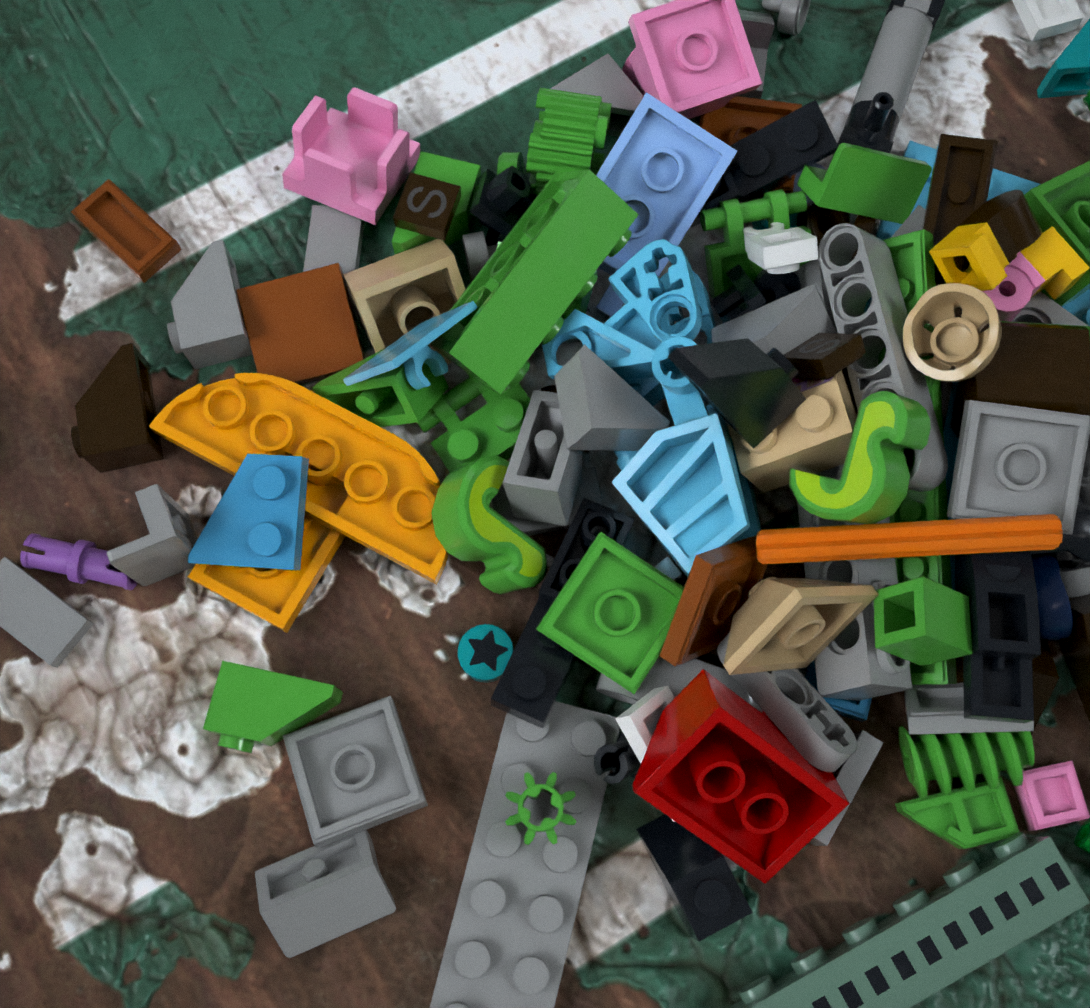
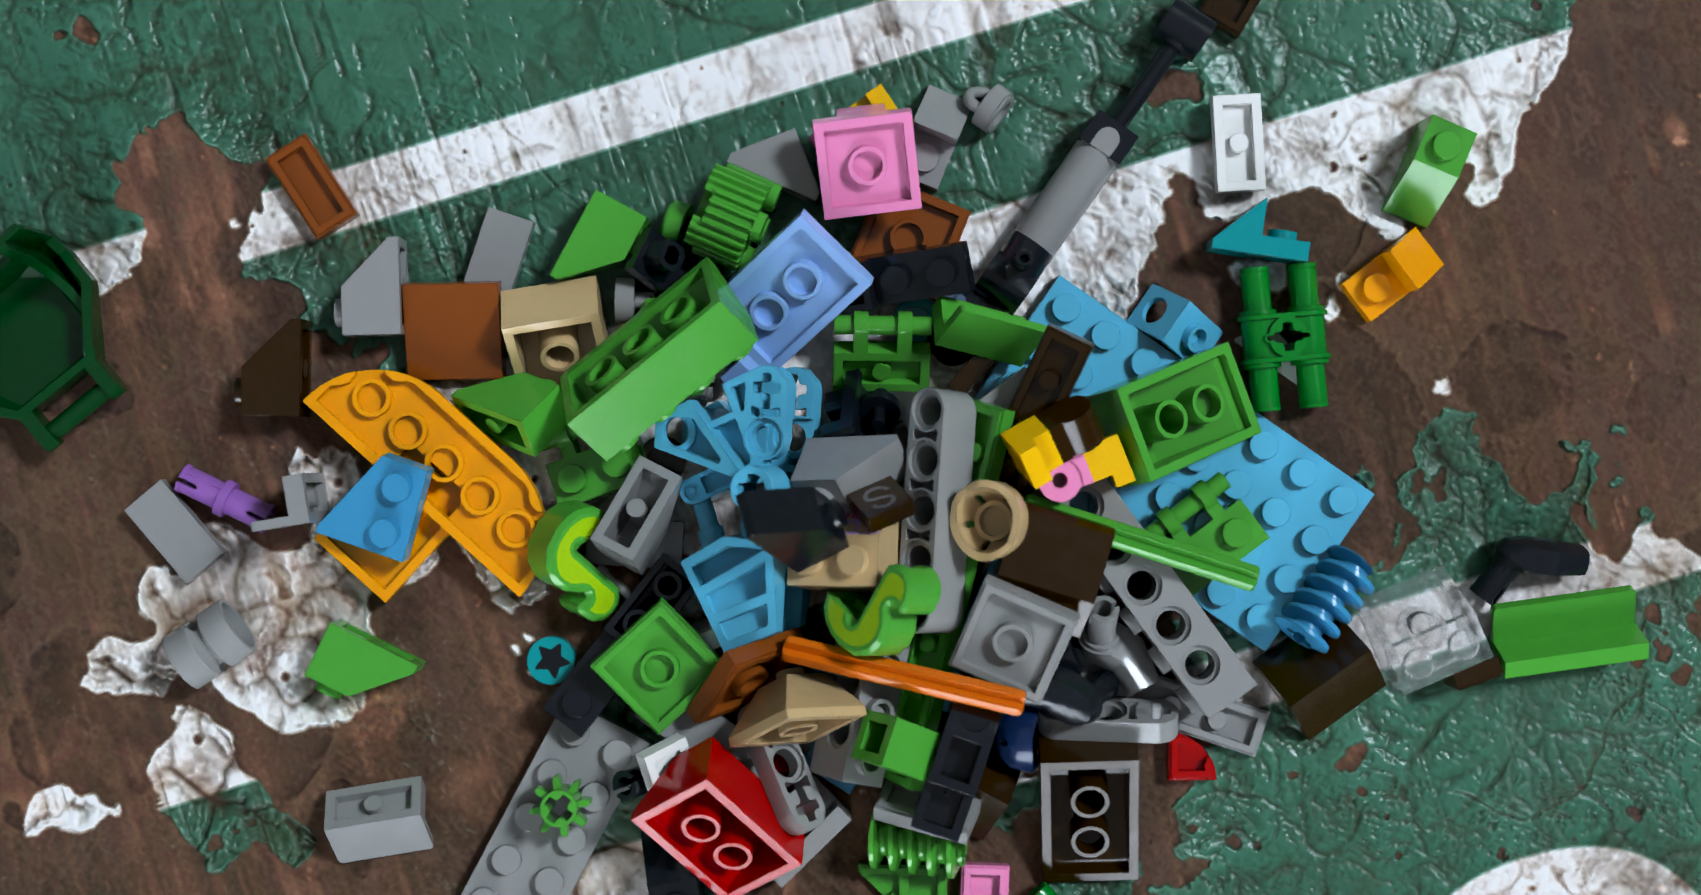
camera: 10 degrees right, 15 degrees up
(78, 732) = (201, 649): none -> light grey wheel
(351, 158) = (533, 171): bright pink panel -> none
(354, 771) = (422, 731): light grey tile -> none
(414, 351) = (538, 399): medium azure piece -> none
(427, 206) = (587, 252): dark brown tile -> none
(602, 408) = (685, 497): light grey slope -> none
(780, 248) = (884, 380): white plate -> none
(1048, 153) = (1182, 326): none -> medium azure bracket

